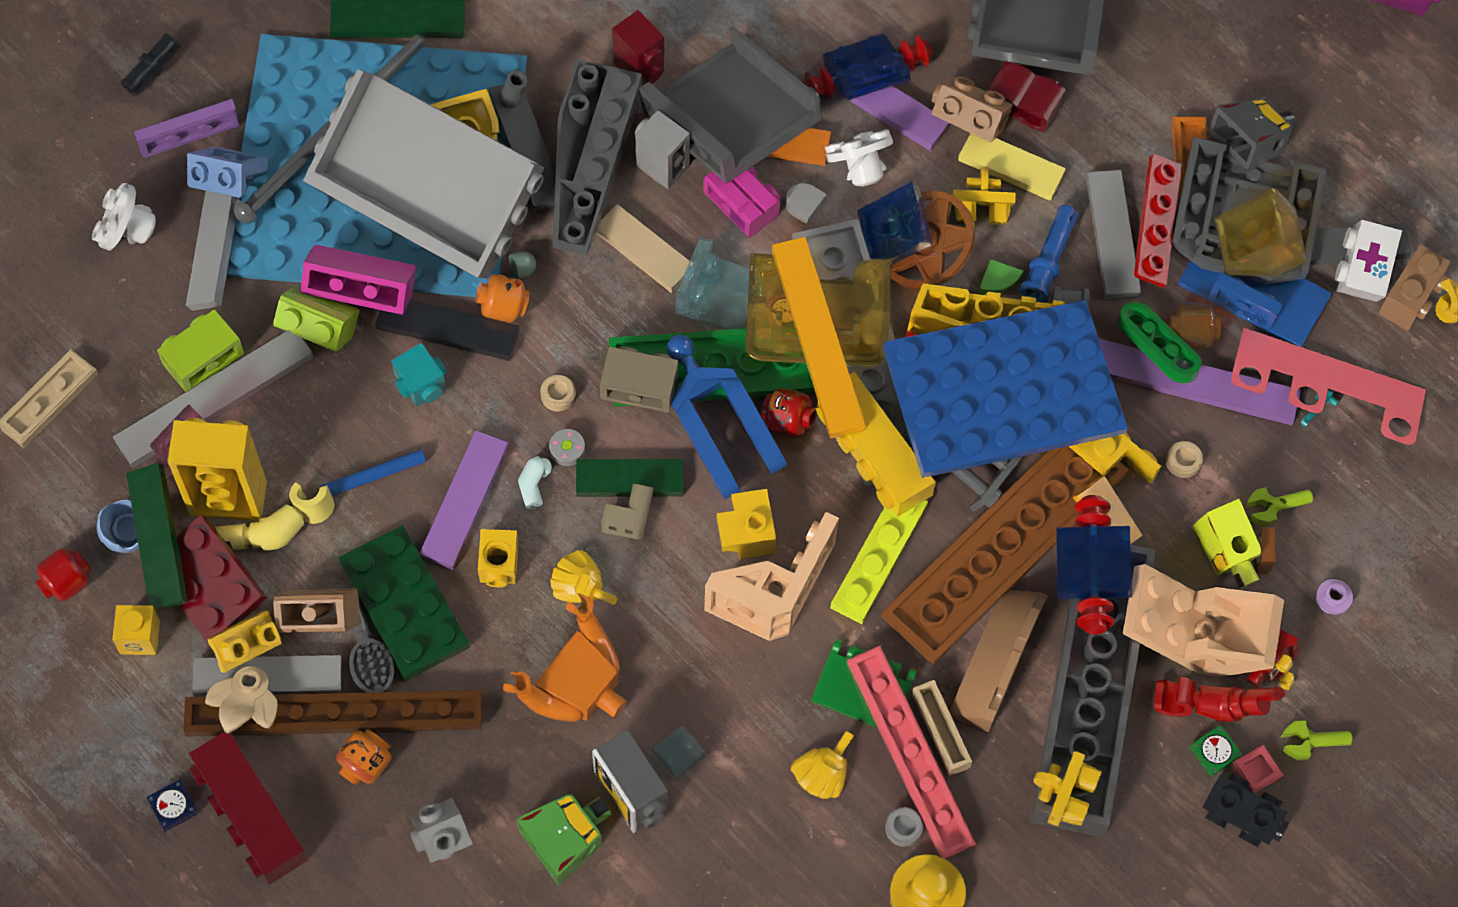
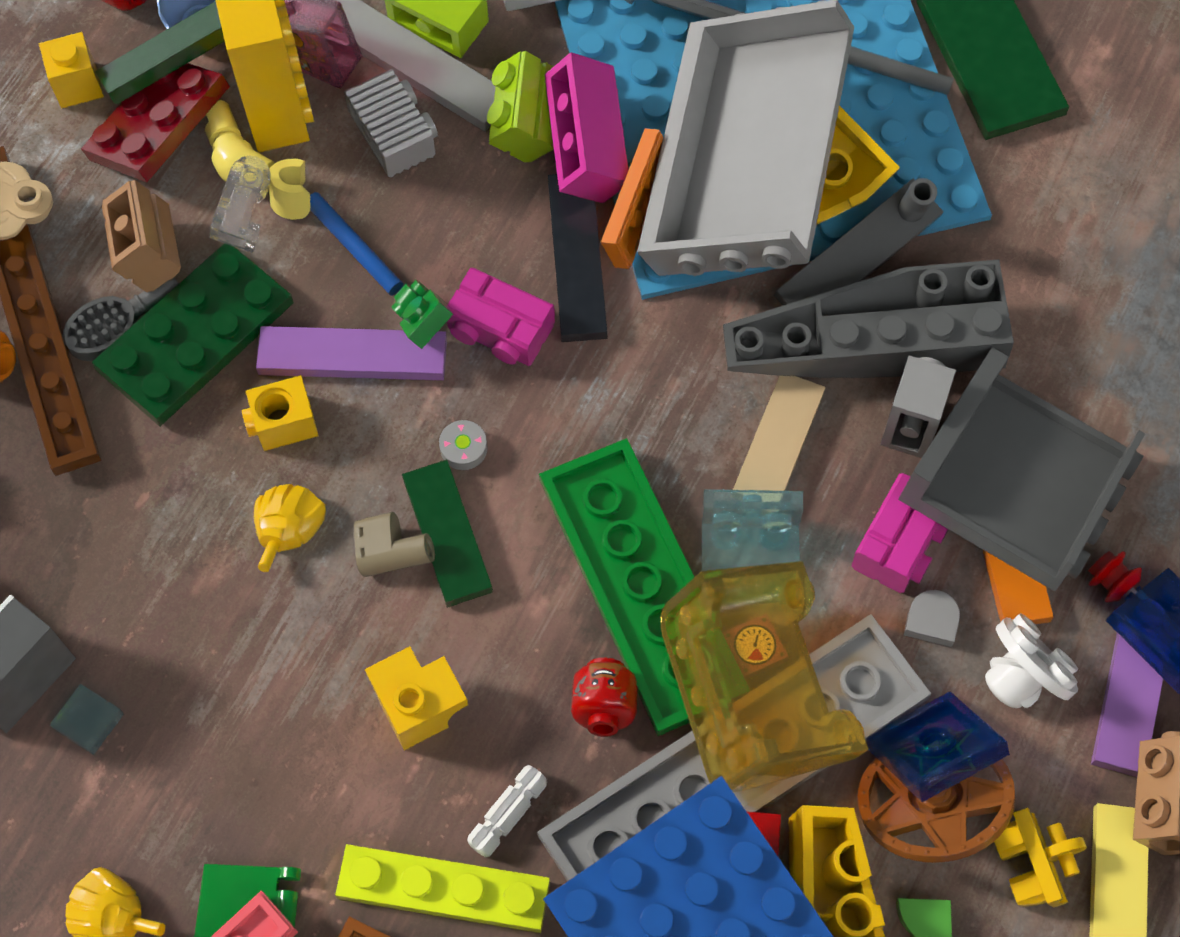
camera: 75 degrees right, 0 degrees up
(244, 641) = (80, 175): yellow hips -> none
(284, 414) = (391, 122): none -> light grey brick
(285, 674) = (64, 230): light grey tile -> none
(321, 530) = (243, 189): none -> clear leg
(419, 375) = (495, 242): teal brick -> none
(429, 266) = (628, 216): none -> orange tile
(466, 434) = (421, 312): none -> green plate
(481, 390) = (500, 318): none -> dark pink brick
(502, 298) = (631, 296): orange head -> none
(522, 264) = (693, 307): sand green hinge -> none
(529, 479) = (399, 416): light aqua arm -> none
(558, 393) = (535, 410): tan tile -> none
(578, 677) = (141, 558): orange torso -> none
(638, 47) = (1051, 329): dark red brick -> none
(639, 378) = (572, 488): dark tan brick -> none
(702, 382) = (530, 590): blue piece -> none
(753, 601) = (316, 765): light nougat bracket -> none
(818, 338) = (701, 686): light orange tile -> none
(842, 498) = (507, 811): none -> white axle
(884, 456) = (586, 819): yellow brick -> none

